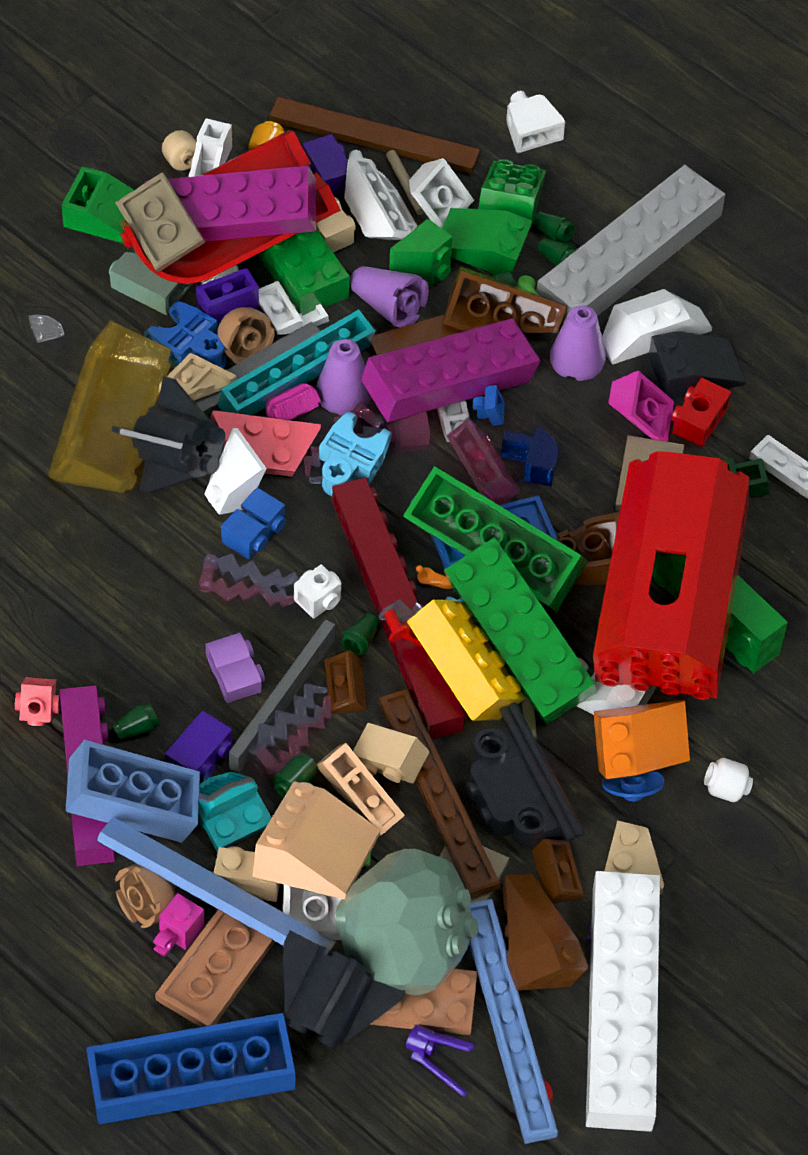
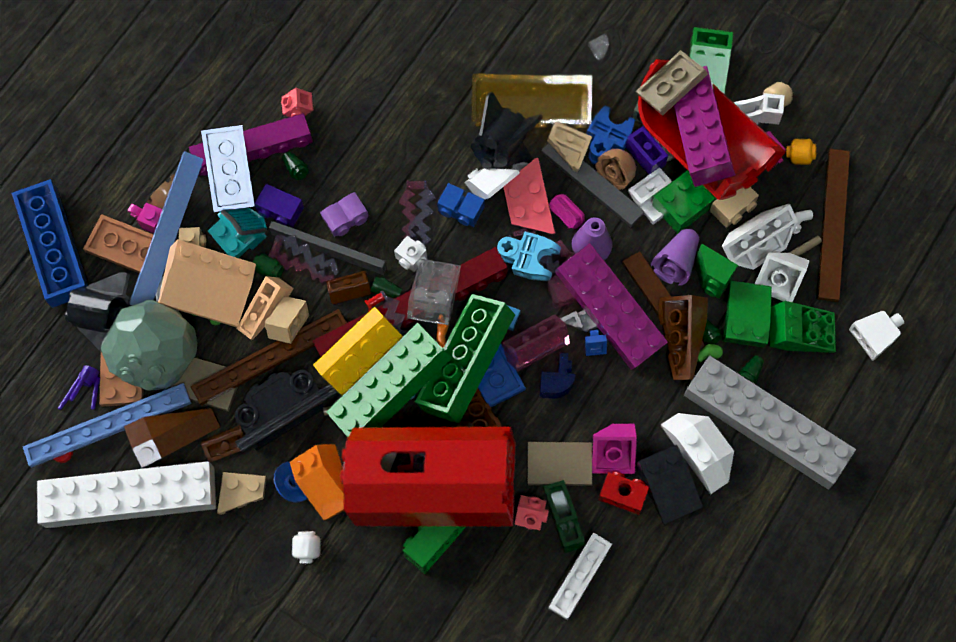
camera: 85 degrees right, 15 degrees up
(292, 367) = (595, 206): teal brick -> none
(328, 161) = (795, 192): dark purple brick -> none
(390, 560) = (433, 292): none -> clear slope
(555, 227) = (776, 365): dark green cone -> none
(579, 346) = (660, 398): medium lavender cone -> none

